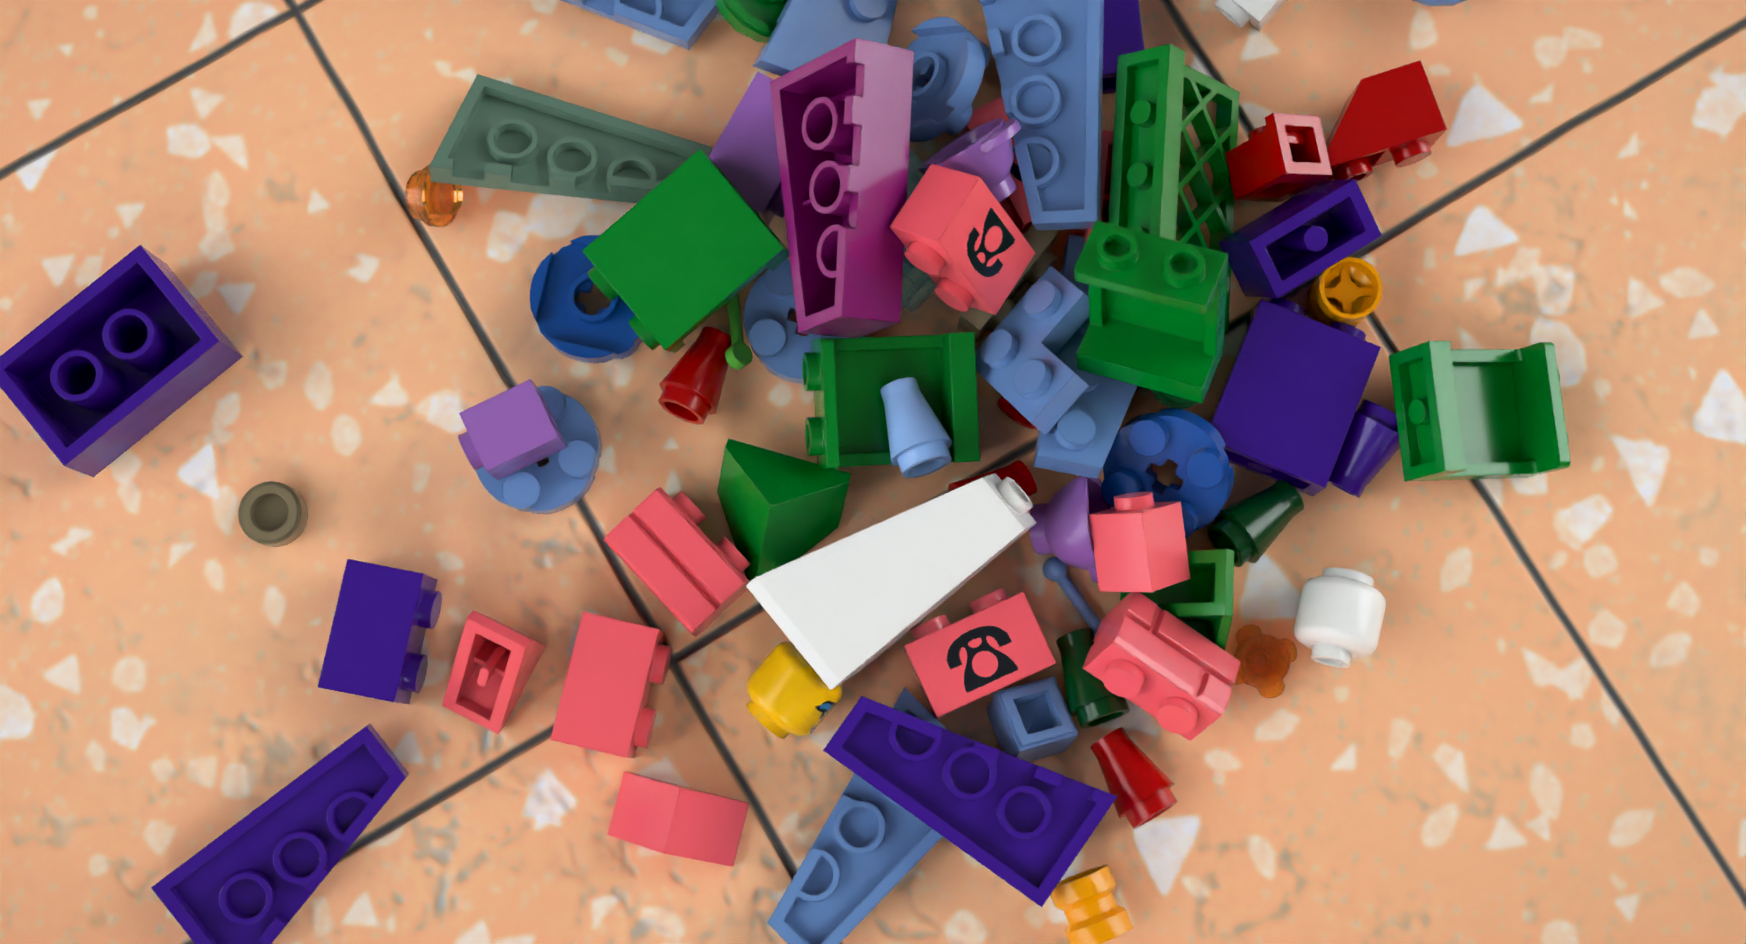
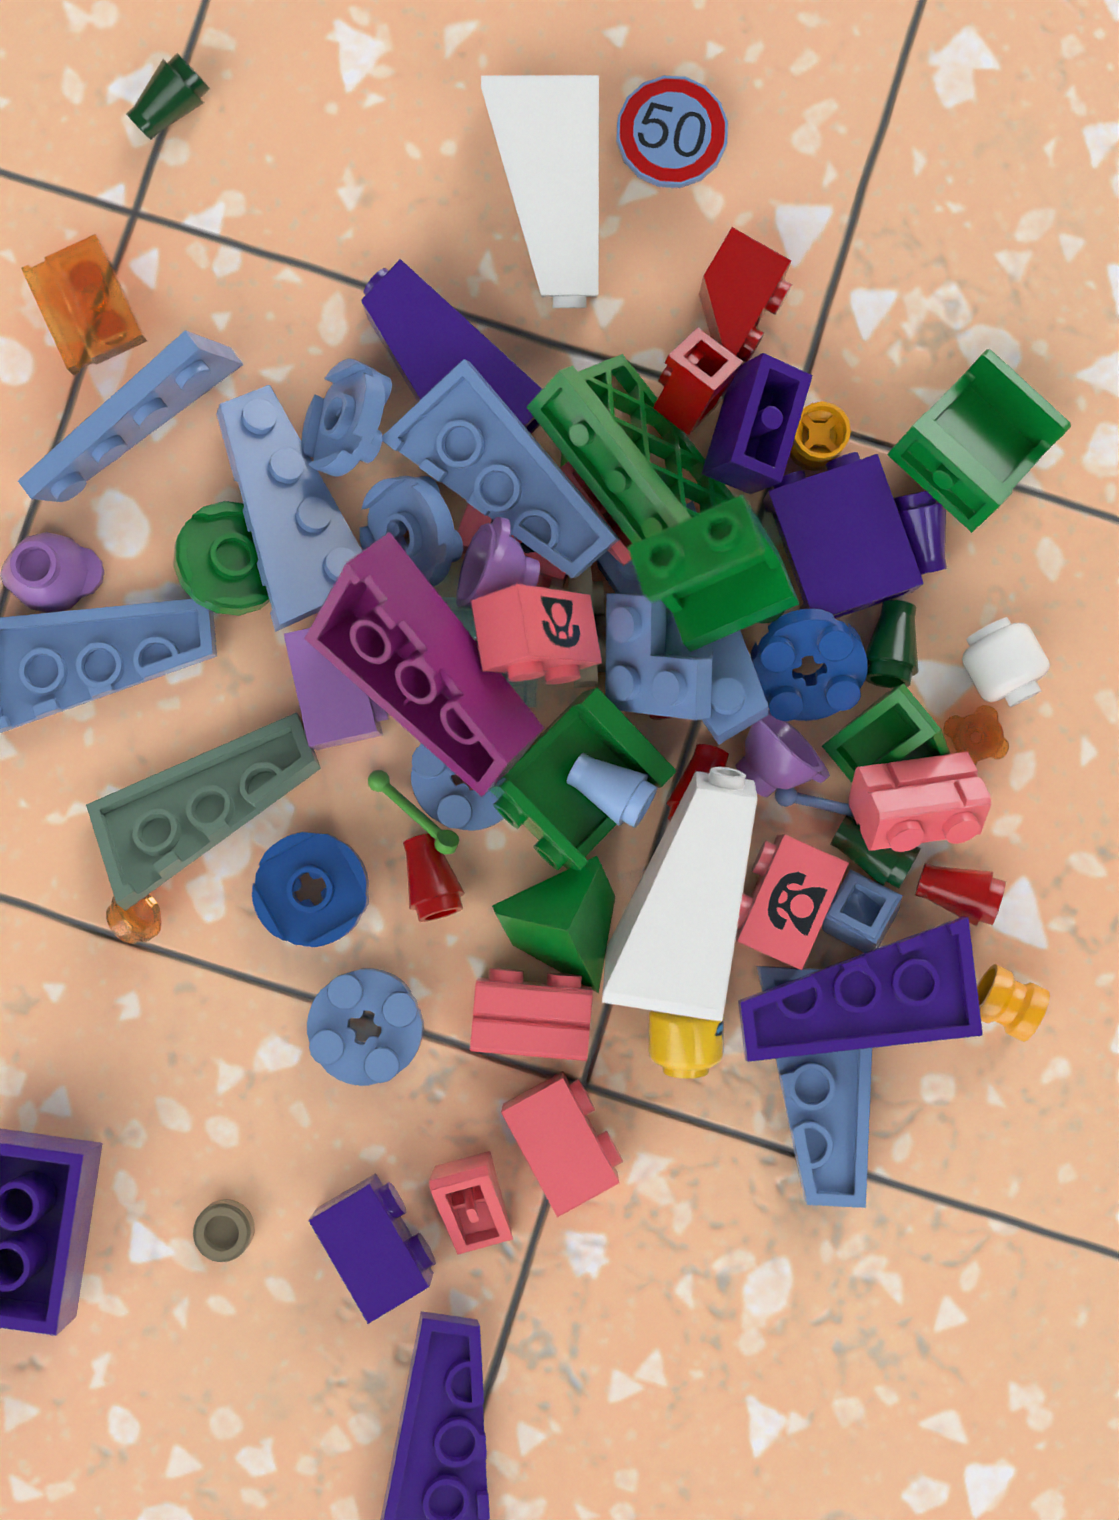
camera: 40 degrees left, 5 degrees up
(510, 431) = (340, 1035): medium lavender brick -> none
(678, 819) = (685, 1189): coral slope -> none
(683, 252) = (350, 808): green panel -> none
(1139, 544) = (836, 734): coral brick -> none

